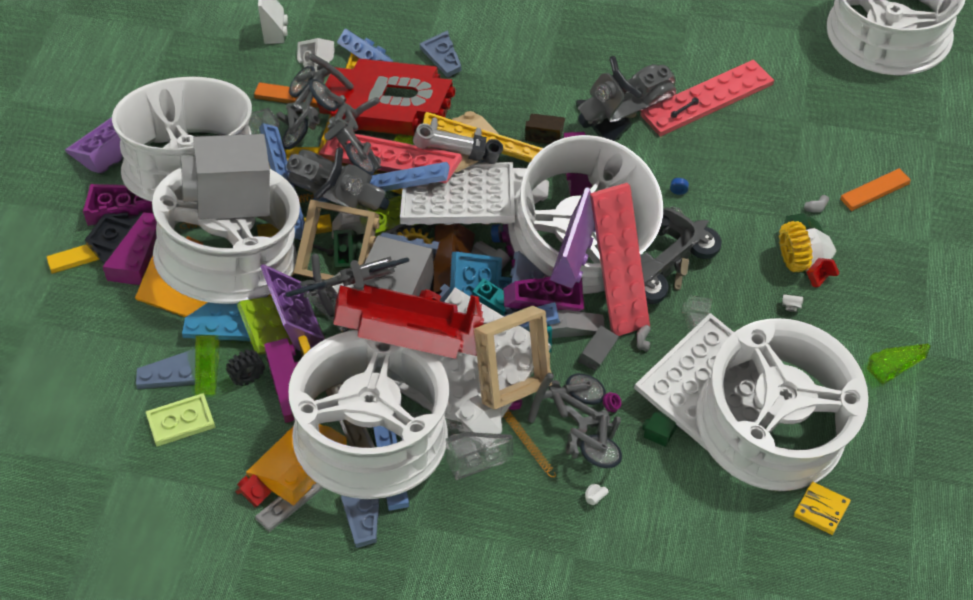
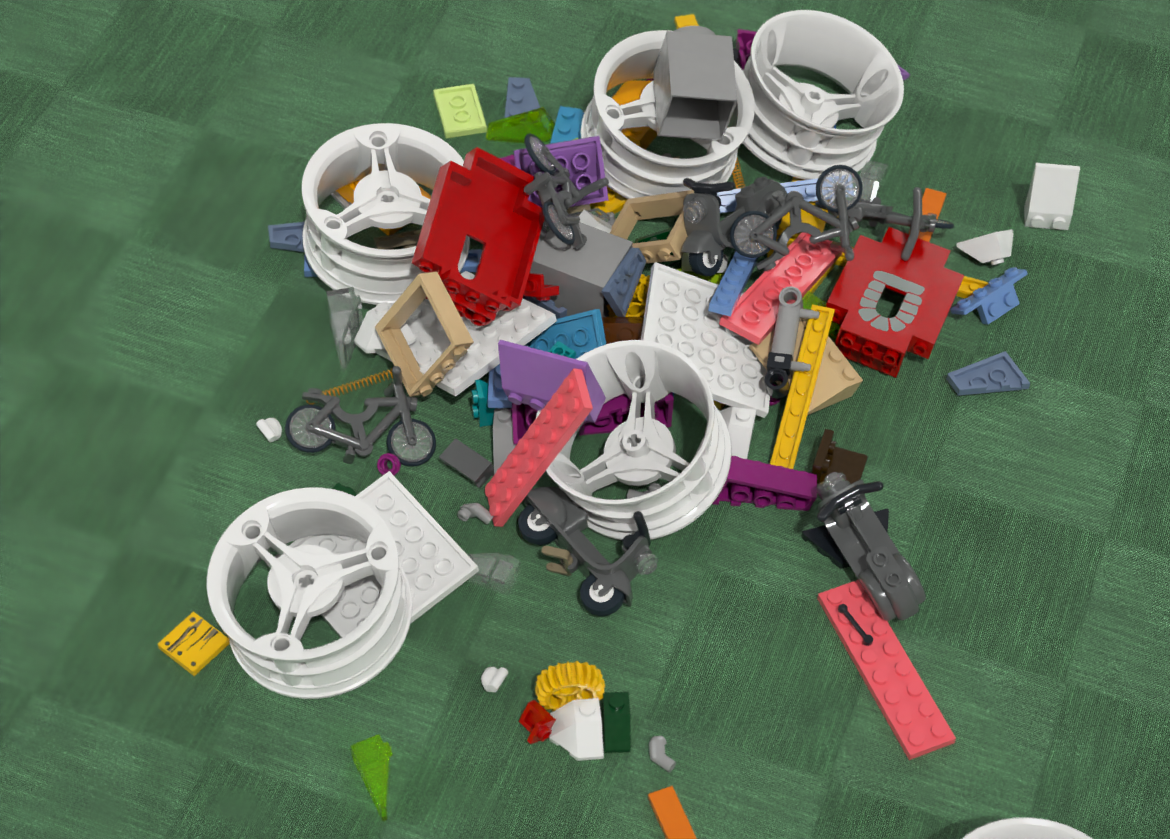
camera: 95 degrees right, 0 degrees up
(245, 367) = (501, 145): black tyre -> none
(679, 186) = (713, 594): blue tile -> none

